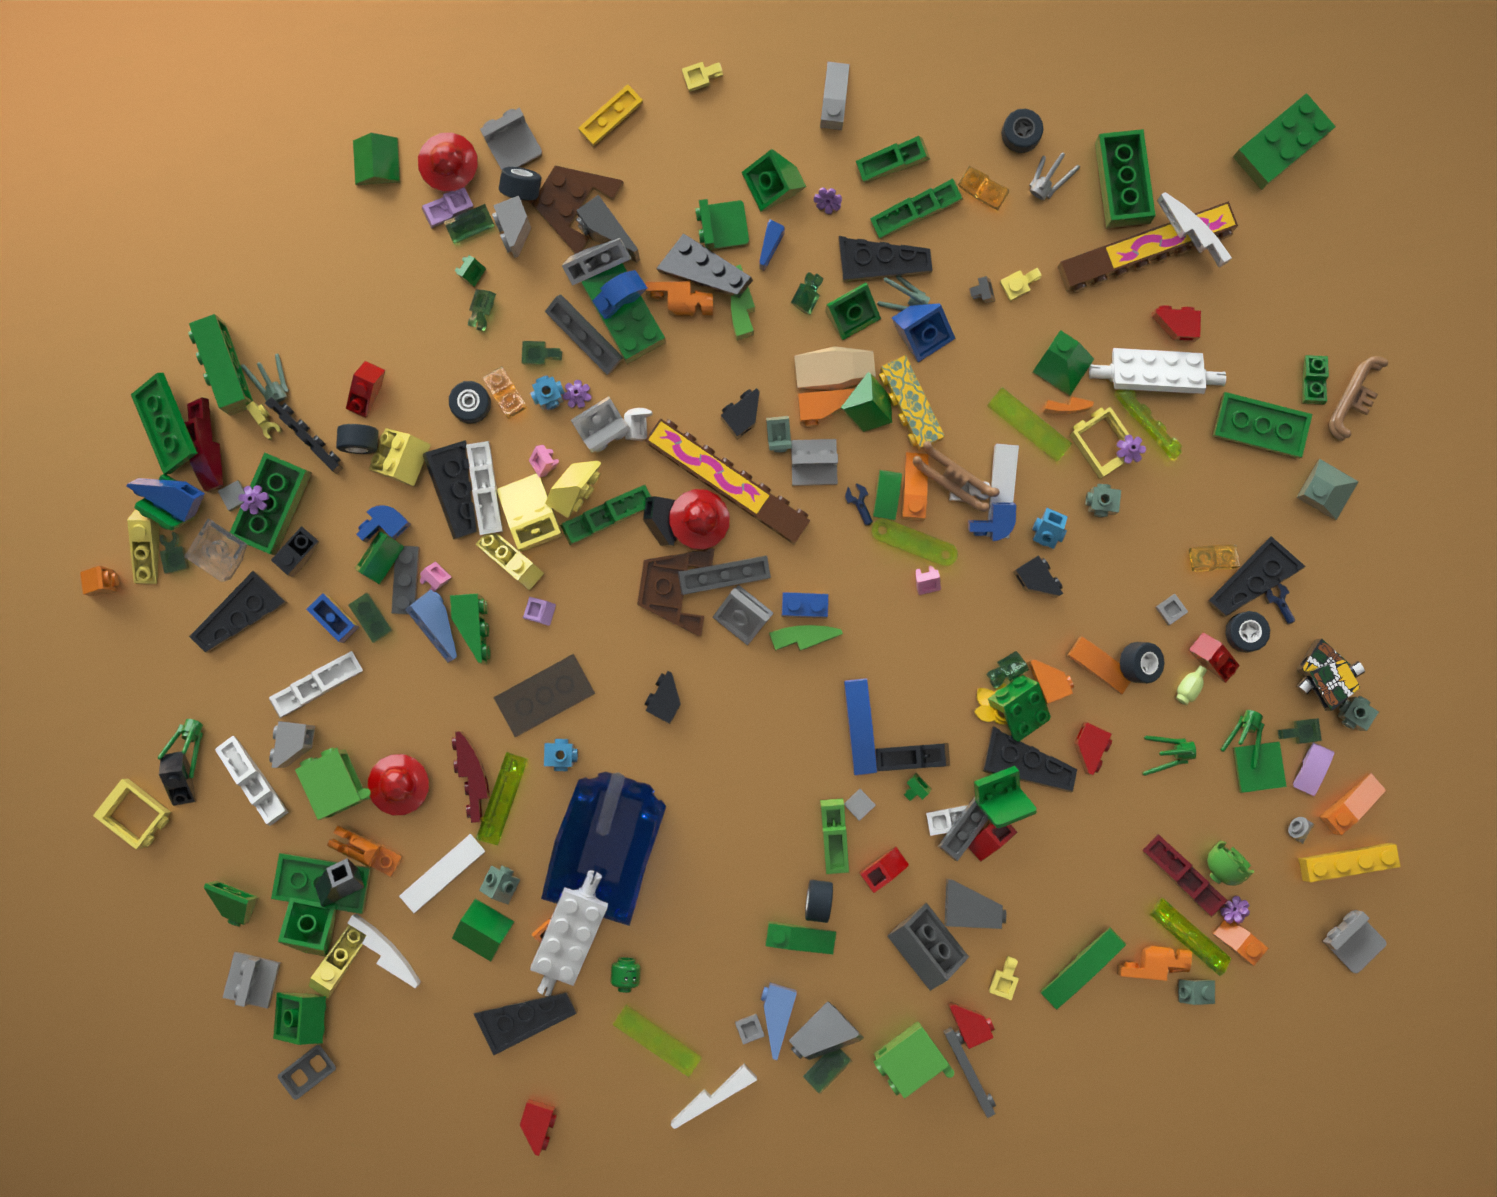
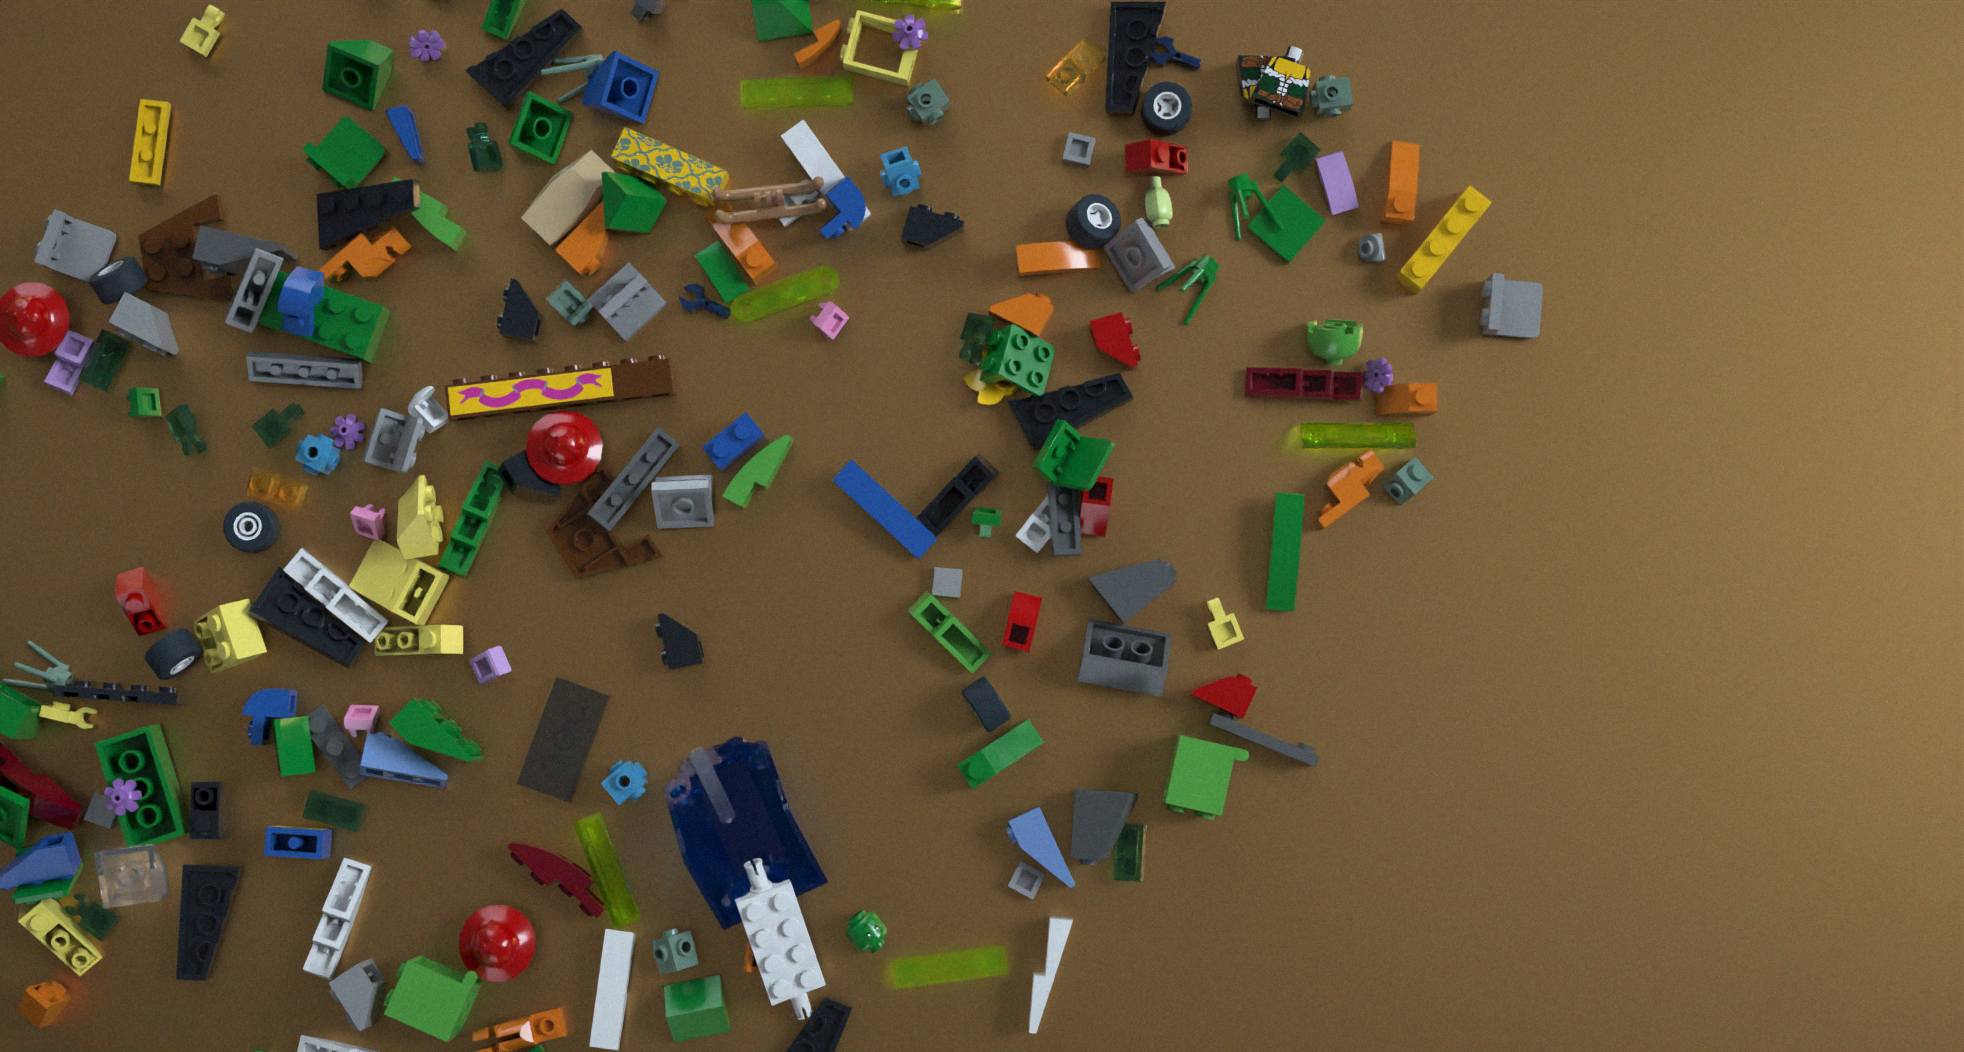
camera: 35 degrees left, 0 degrees up
(1151, 707) = (1138, 255): none -> light grey bracket

